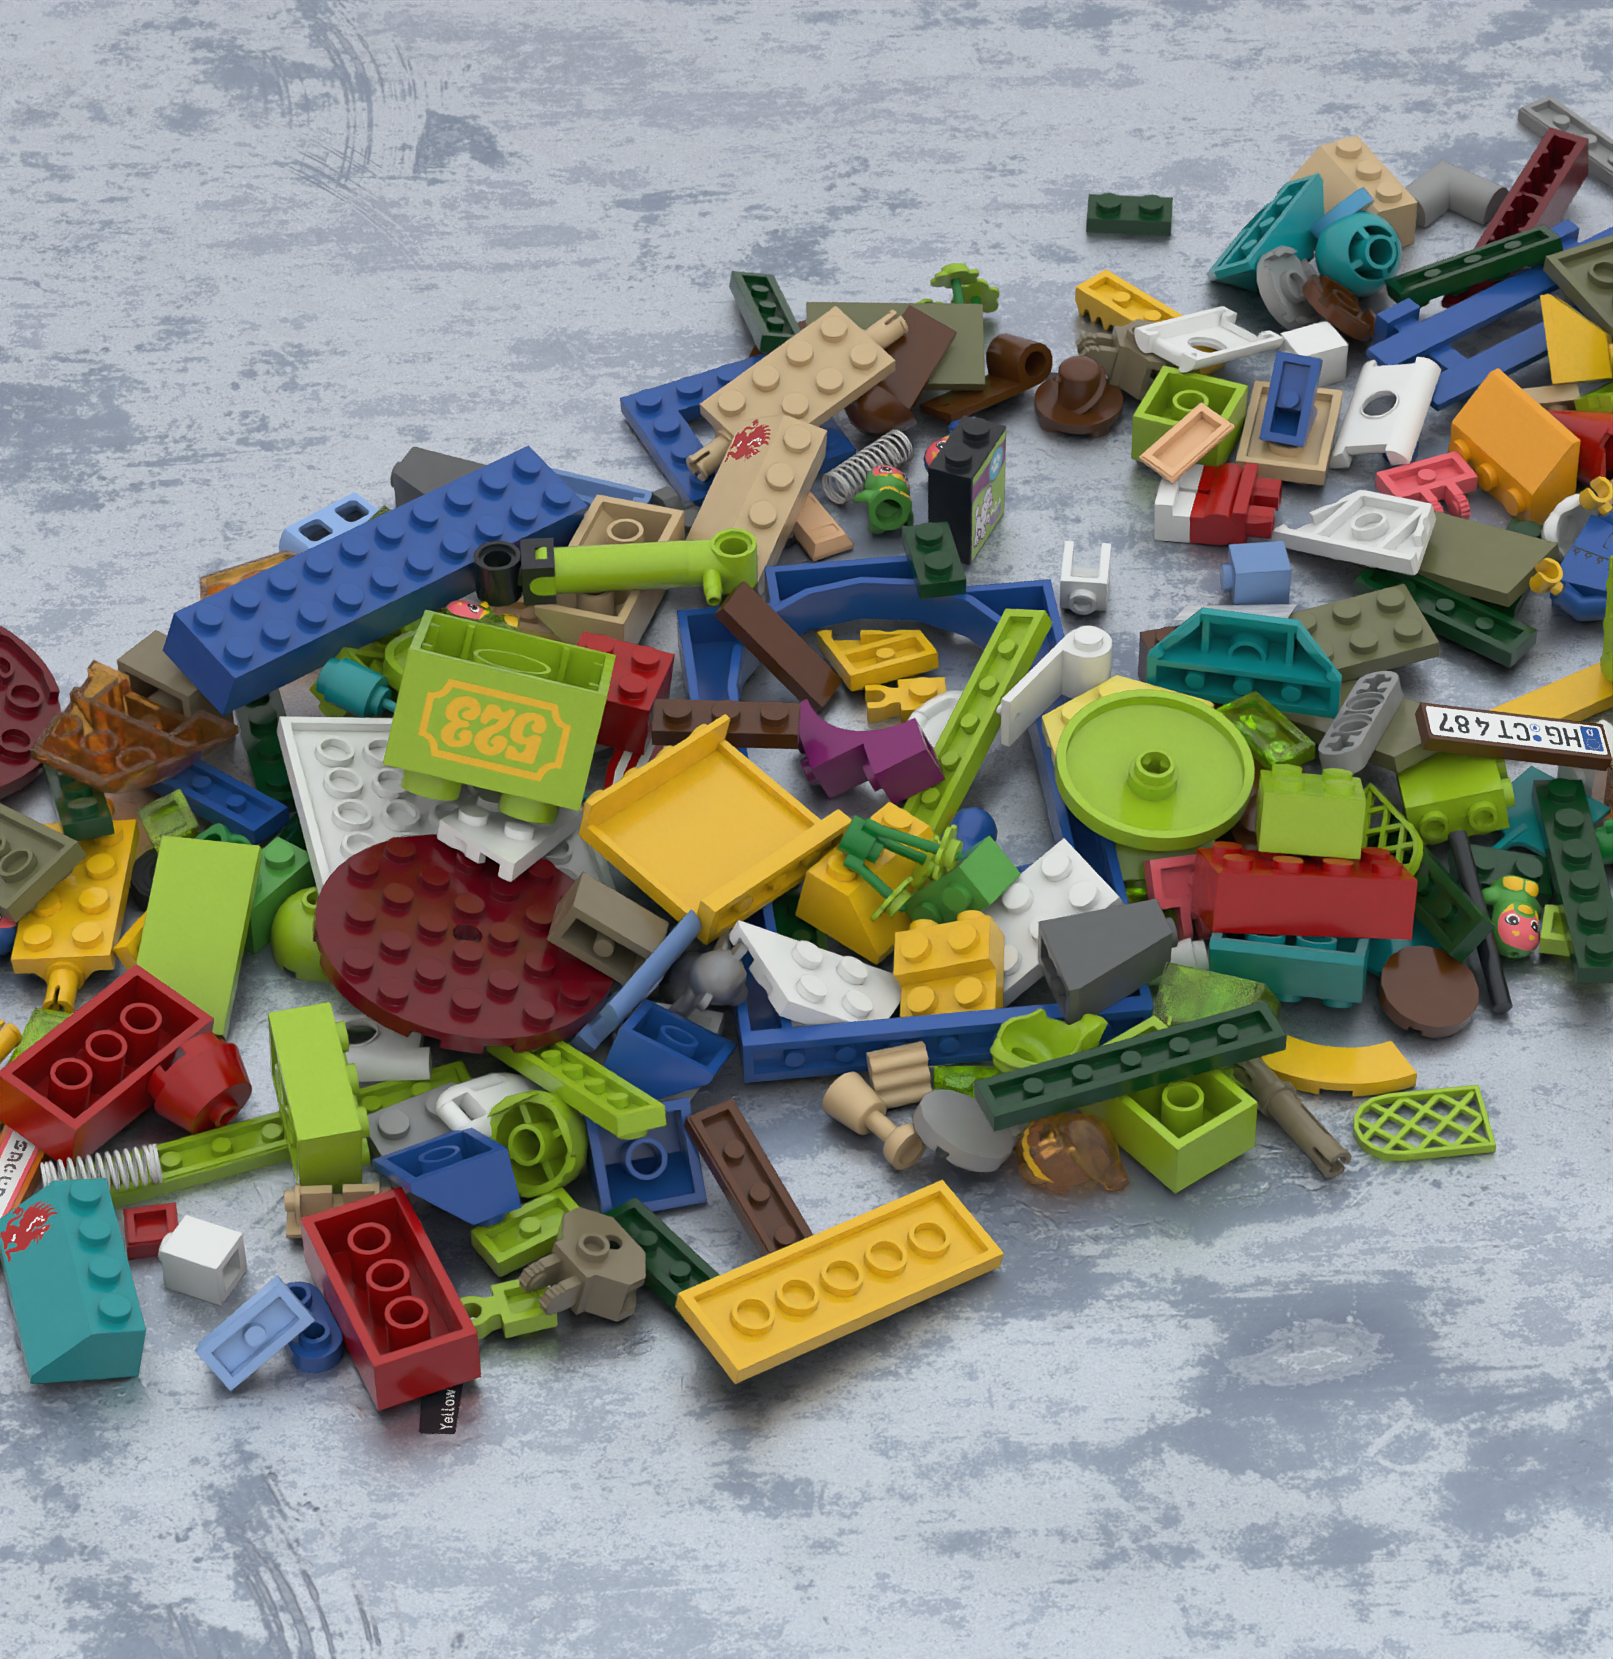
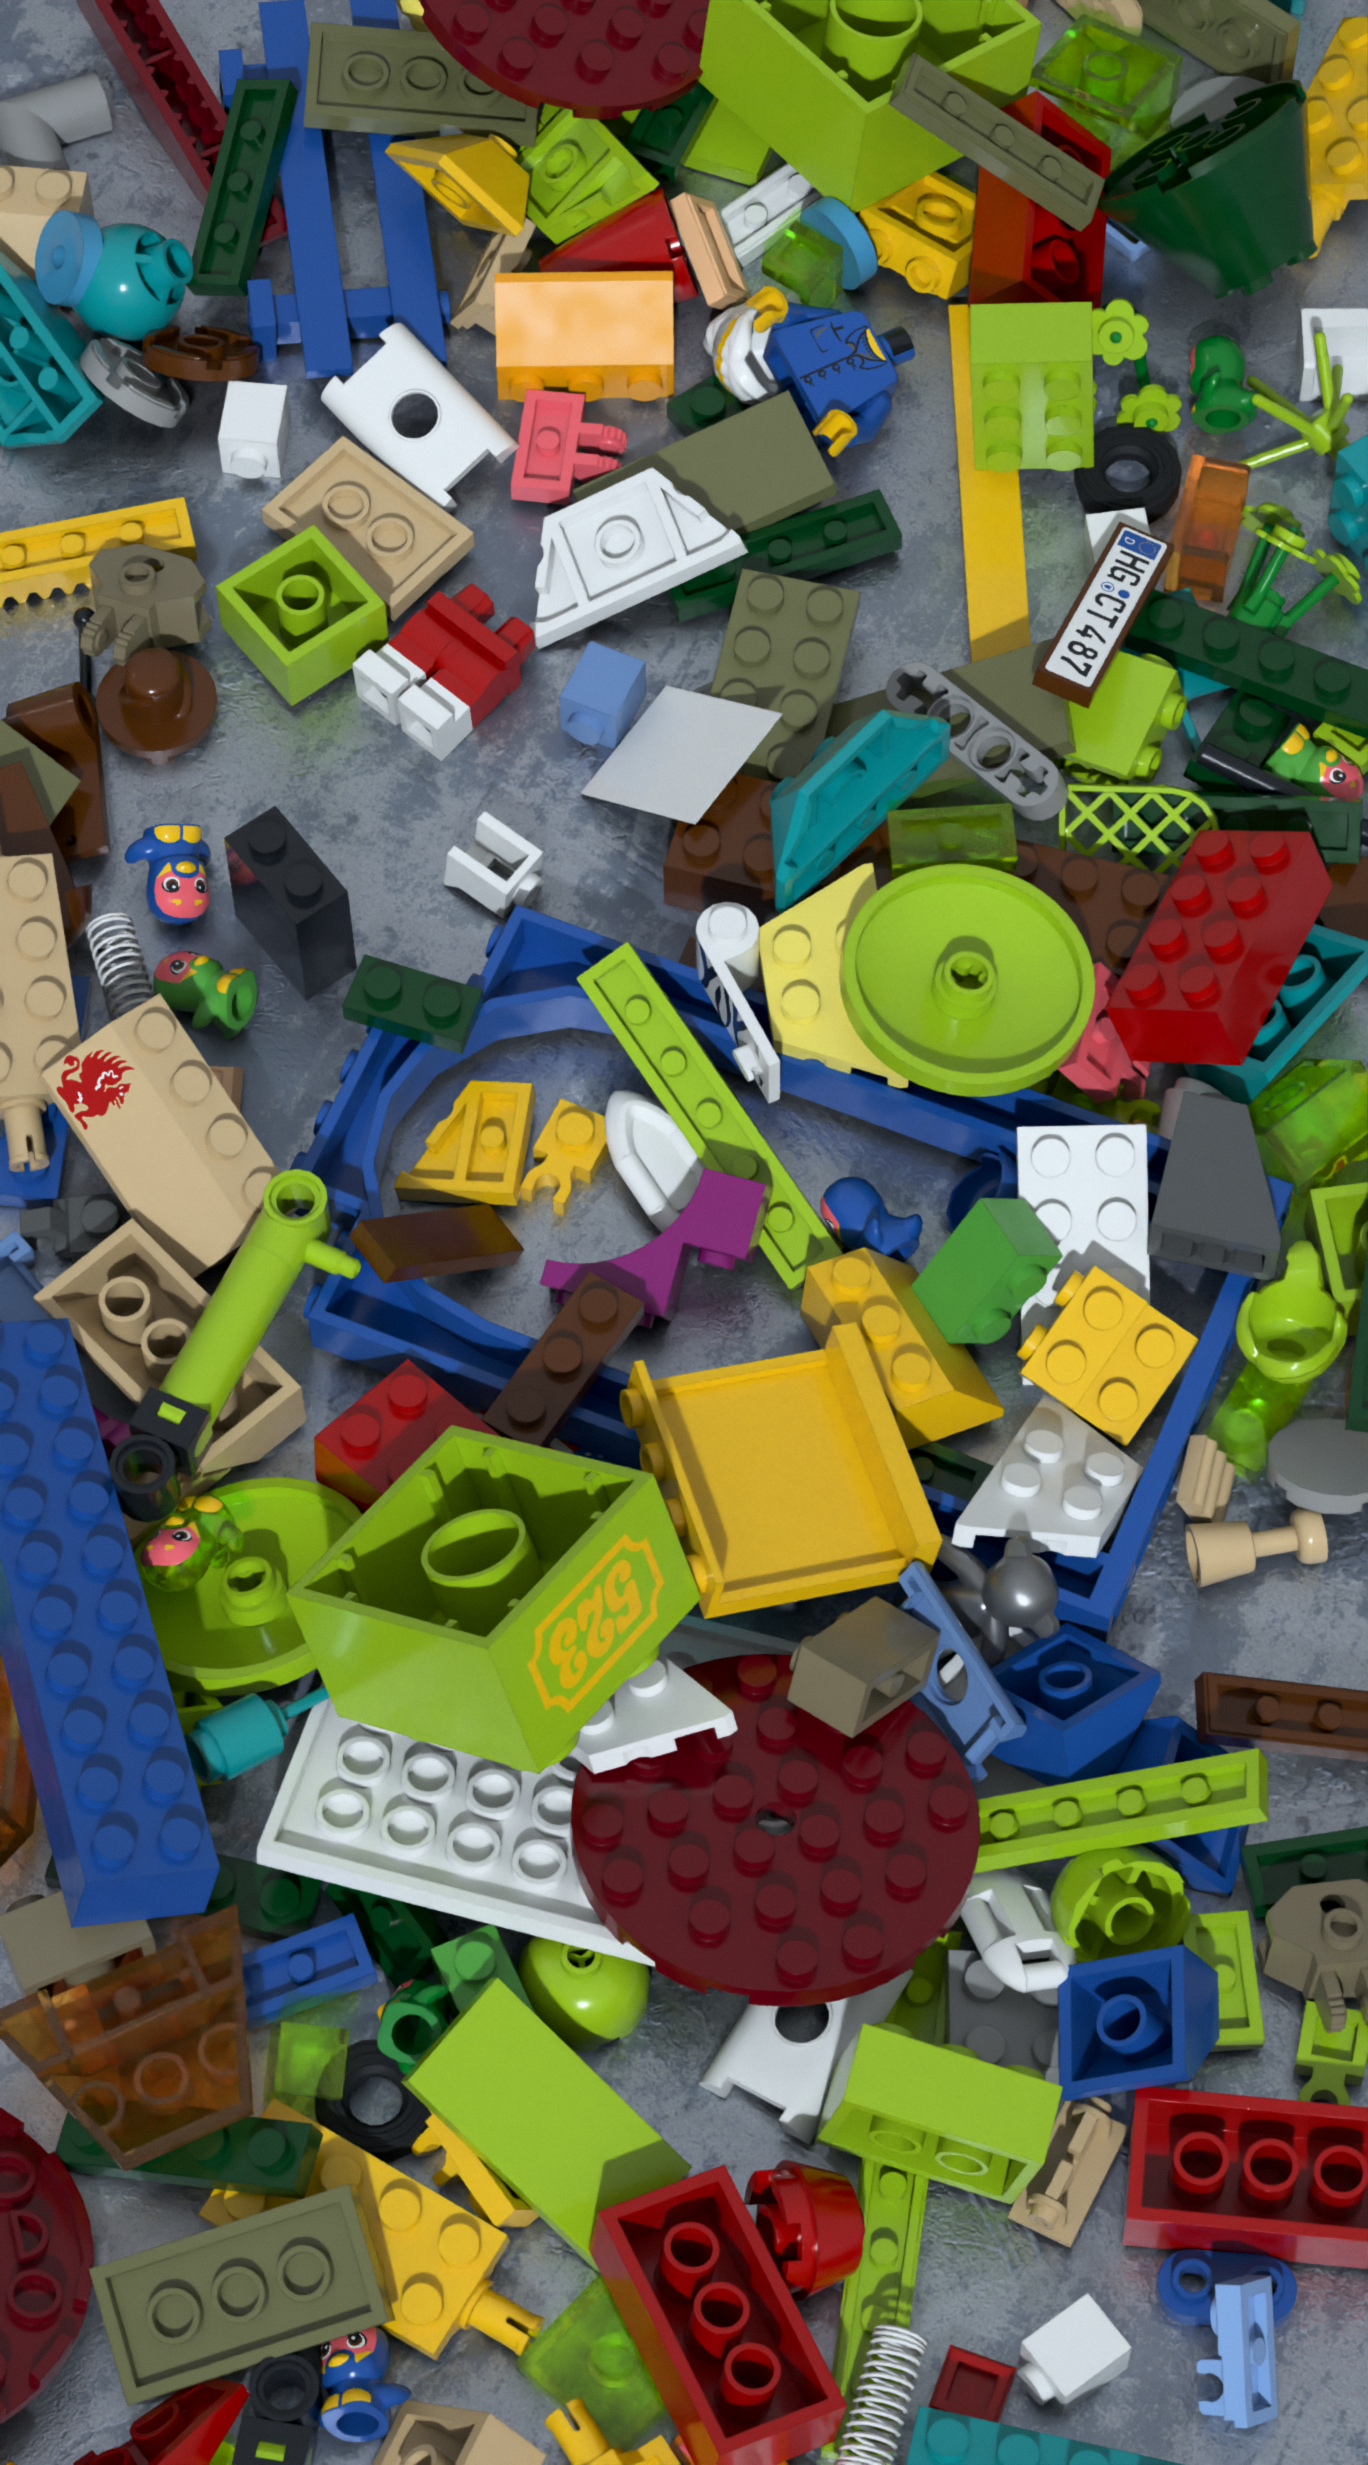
camera: 60 degrees left, 20 degrees up
(867, 838) = (916, 1321): green plant -> none
(1186, 443) = (382, 640): light nougat tile -> none
(1210, 328) = (171, 497): white piece -> none
(1291, 399) = (364, 498): blue slope -> none
(1310, 812) = (1149, 873): lime brick -> none

